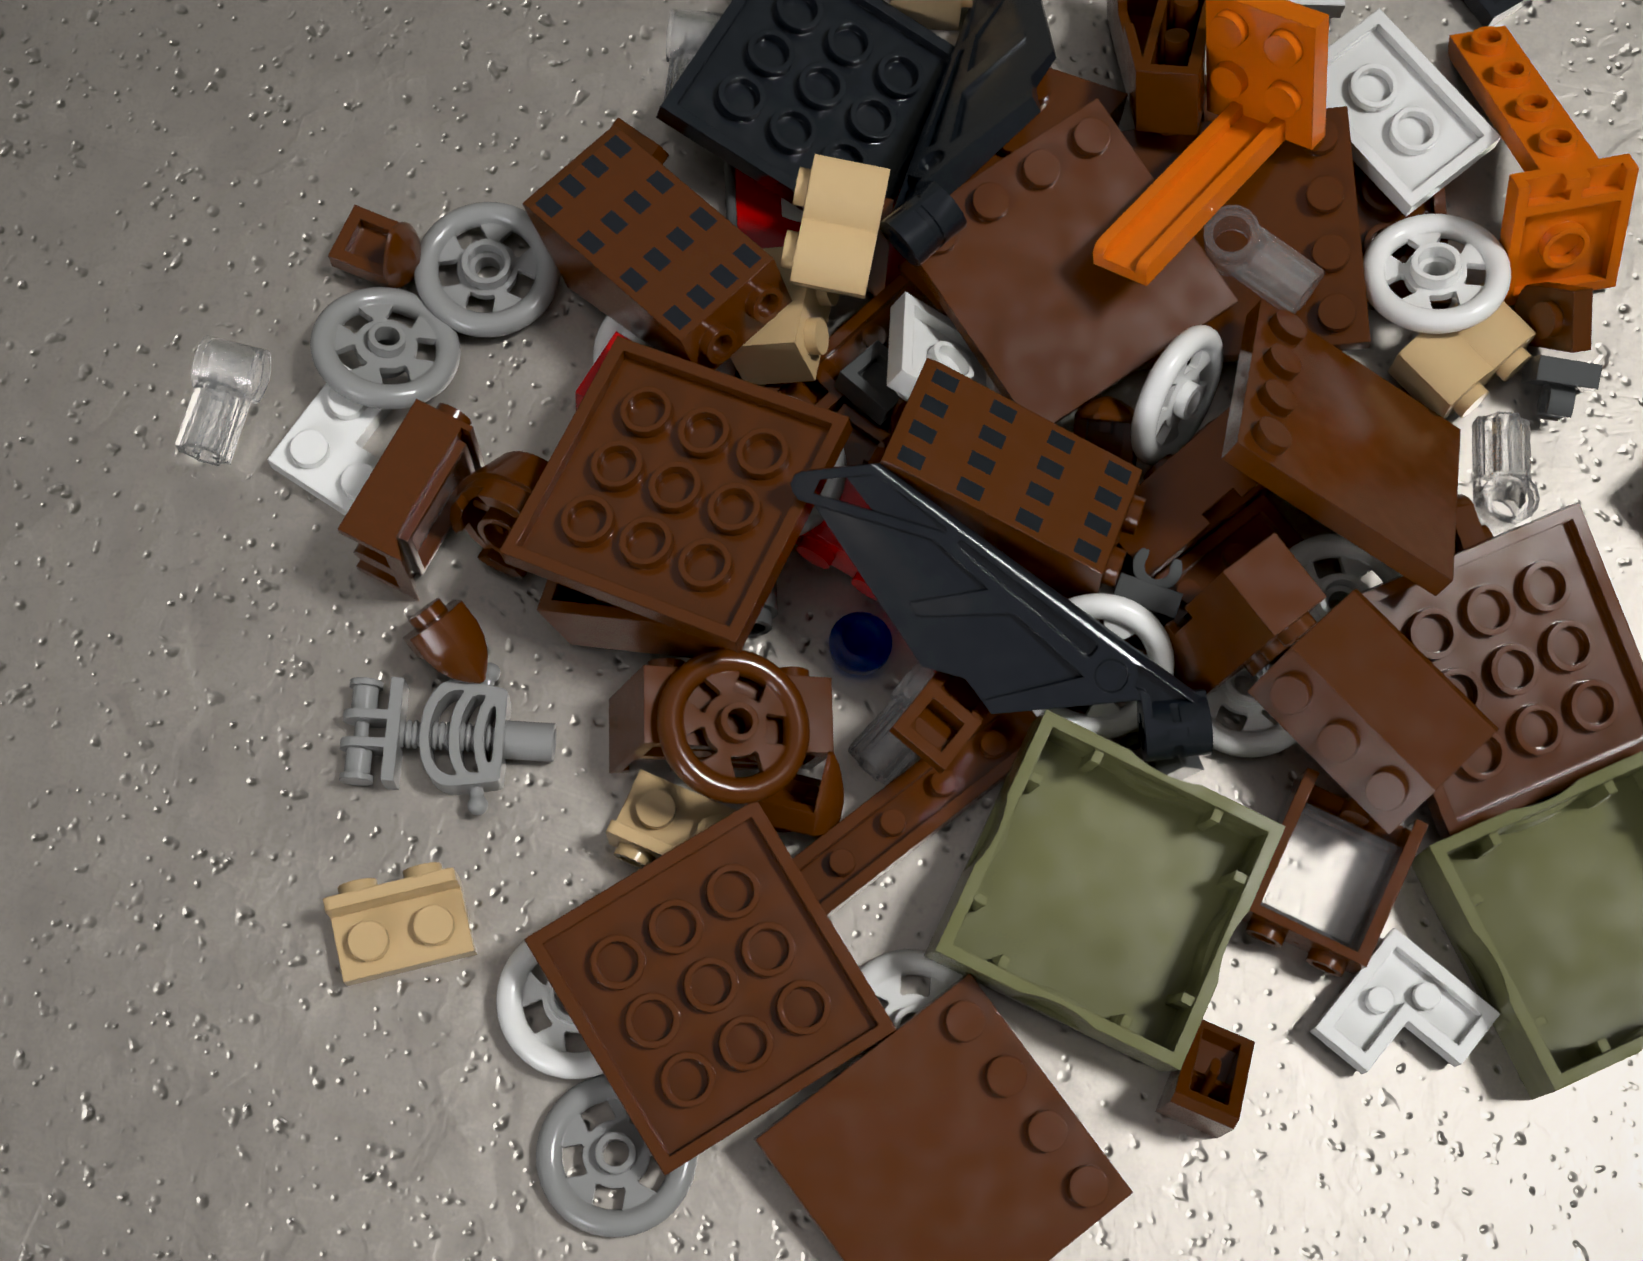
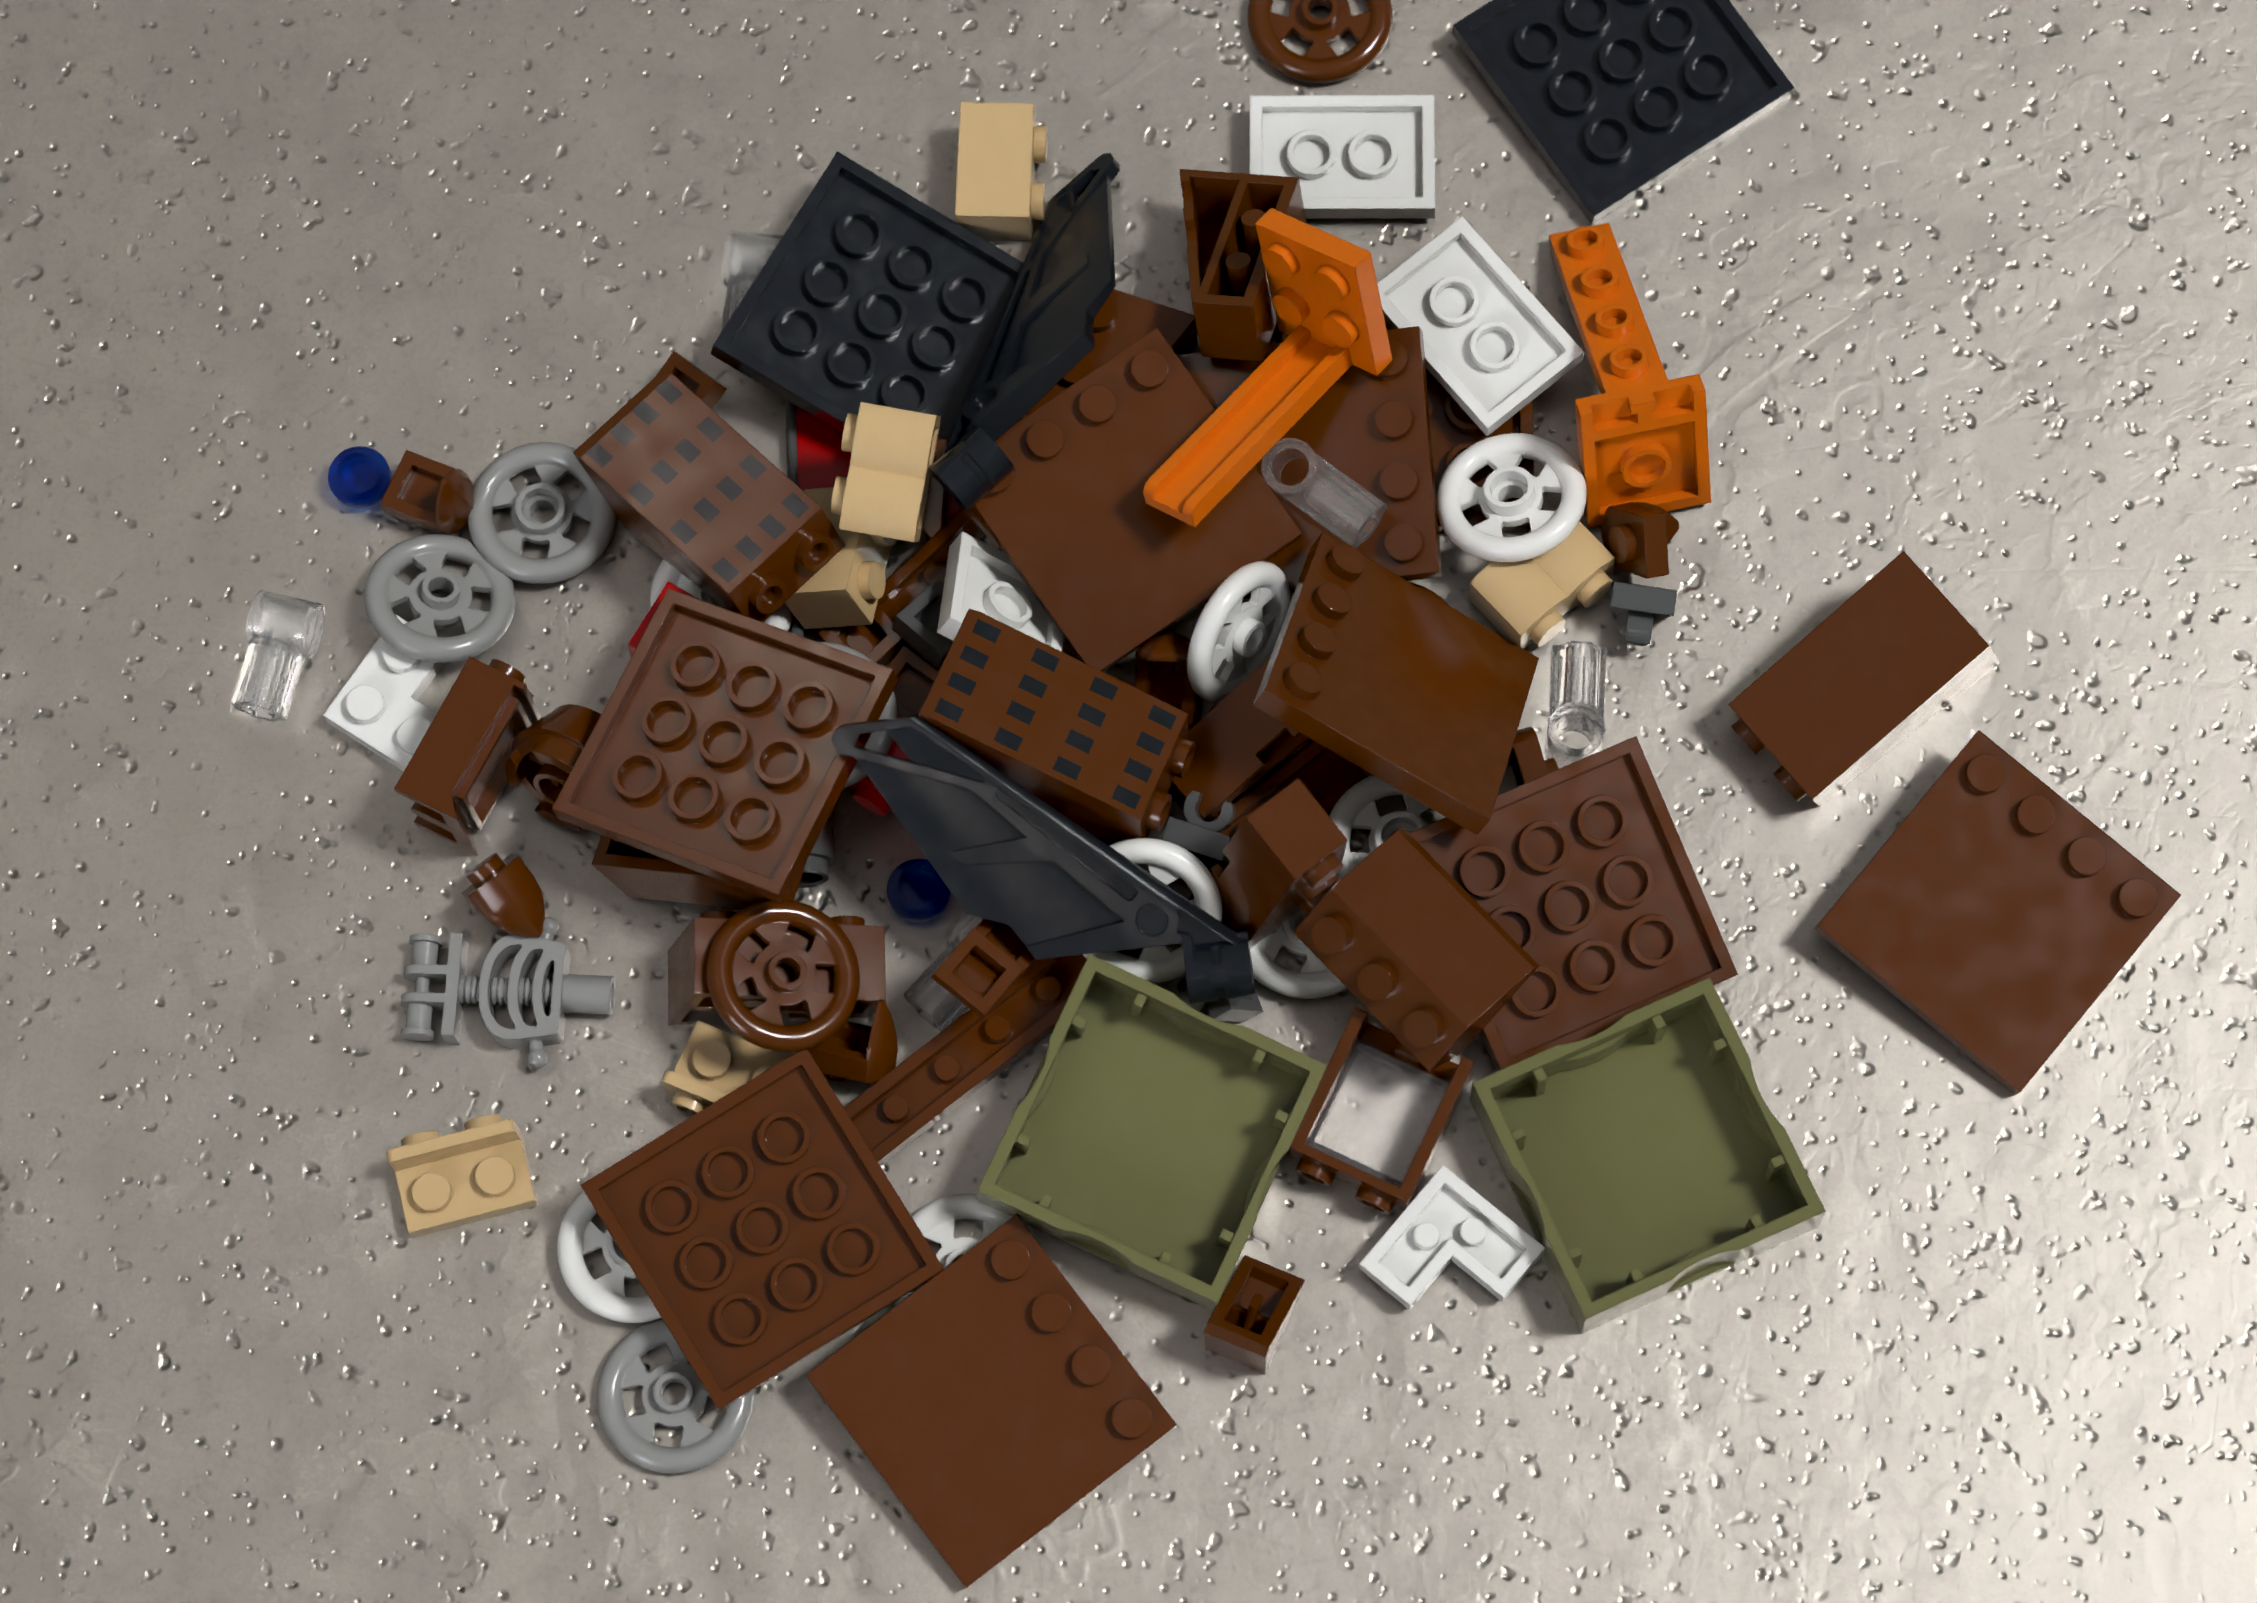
camera: 10 degrees right, 0 degrees up
(307, 230) = (359, 477): none -> clear blue plate

